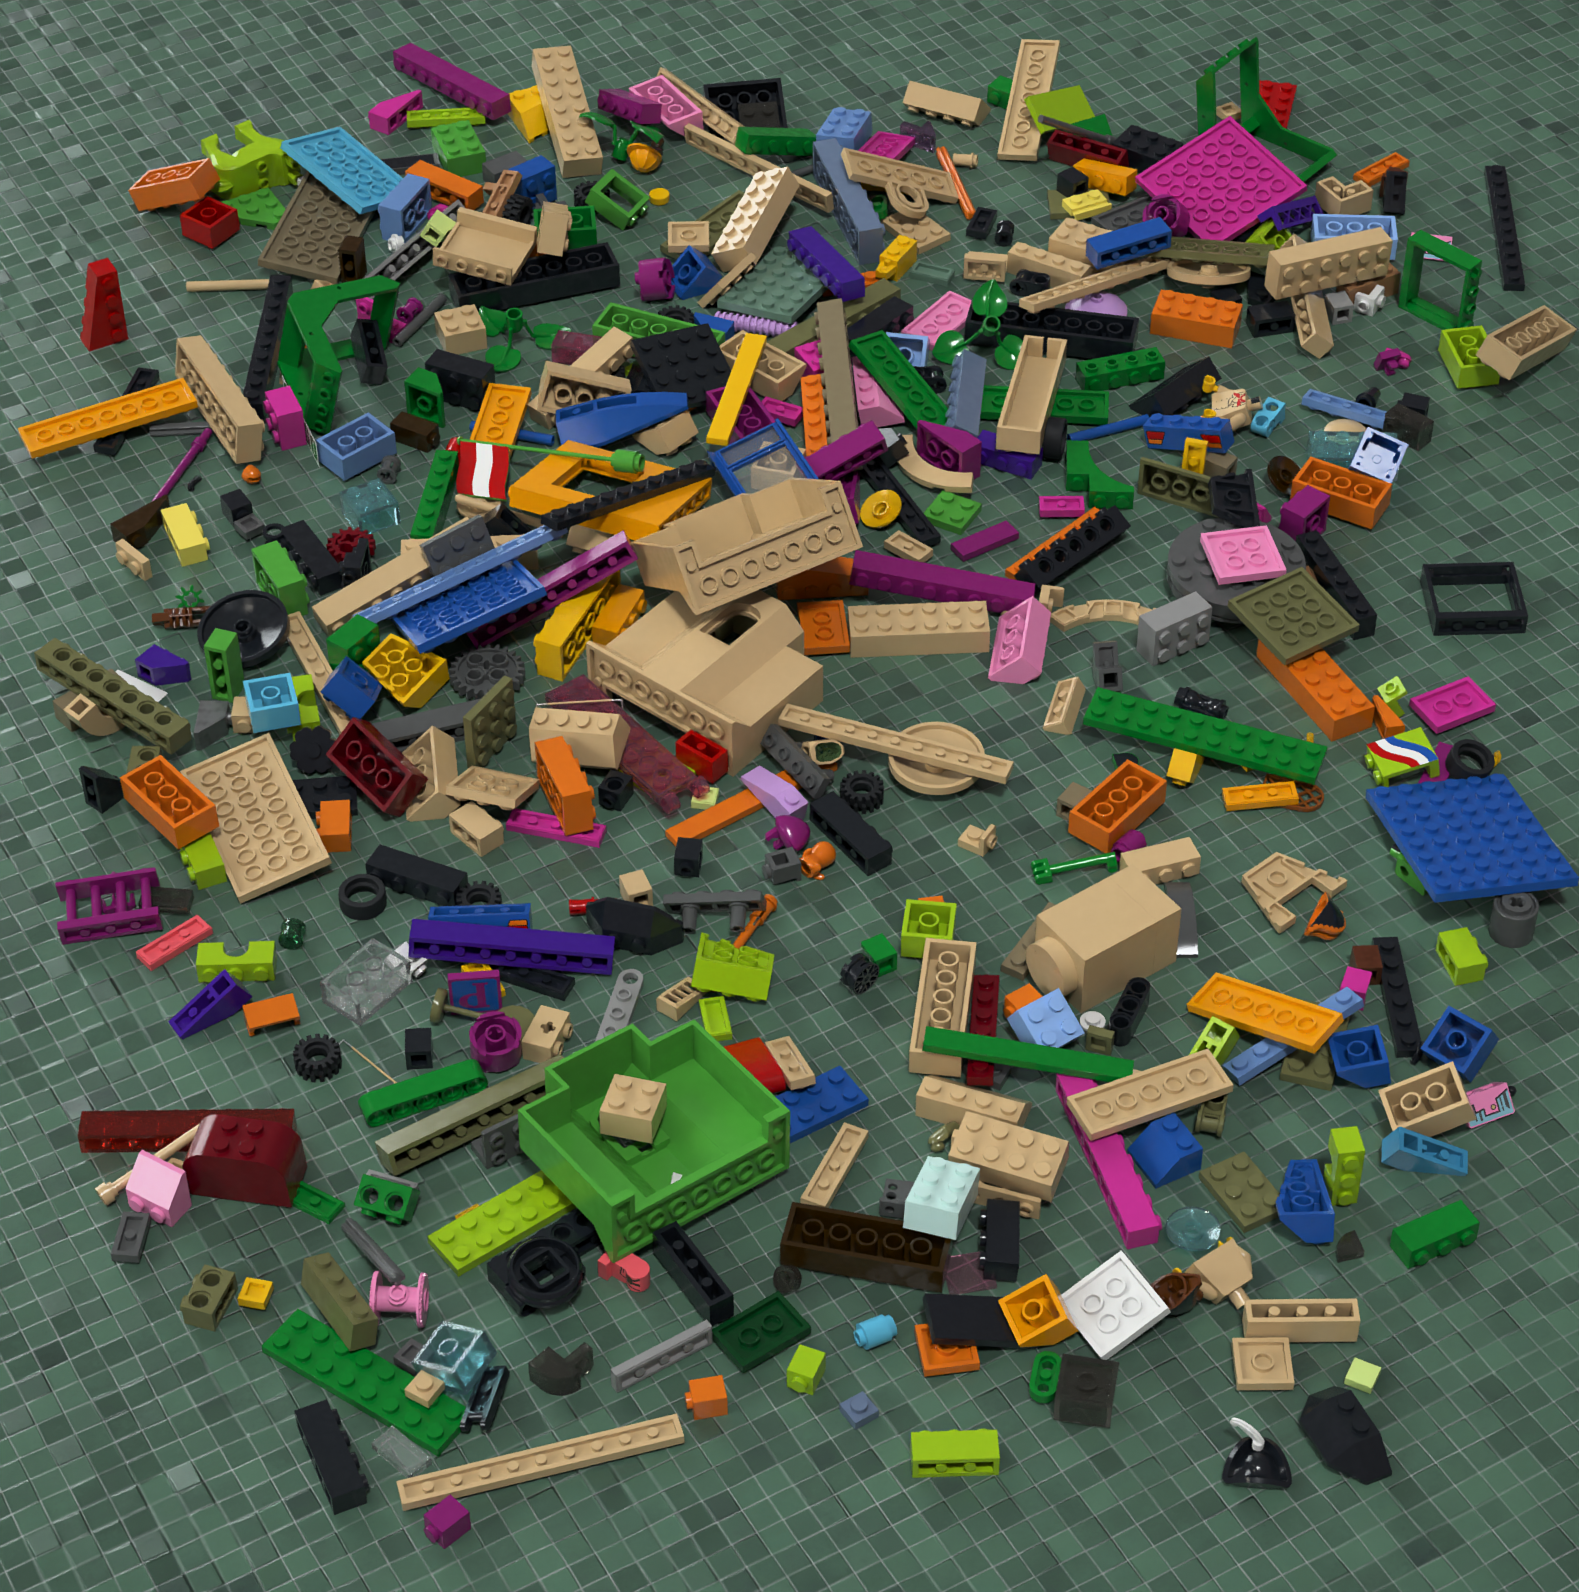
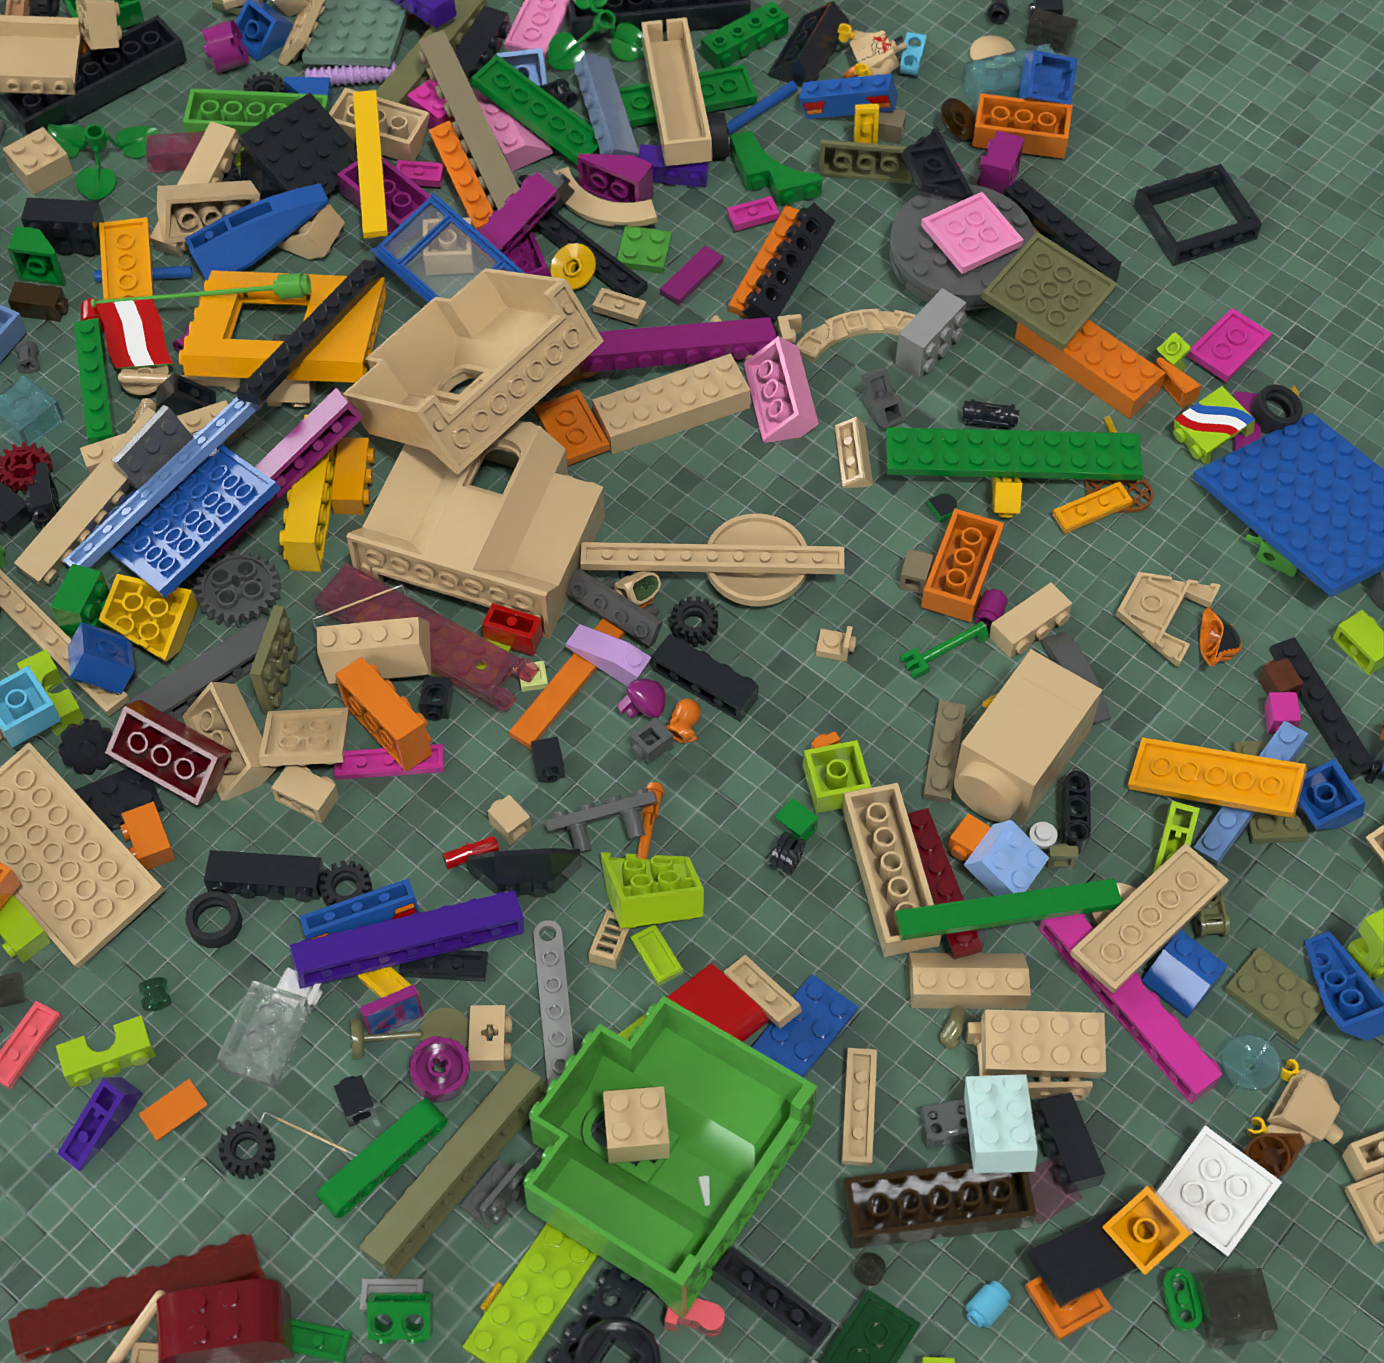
camera: 20 degrees left, 15 degrees up
(1345, 408) = (982, 24): medium blue plate -> none

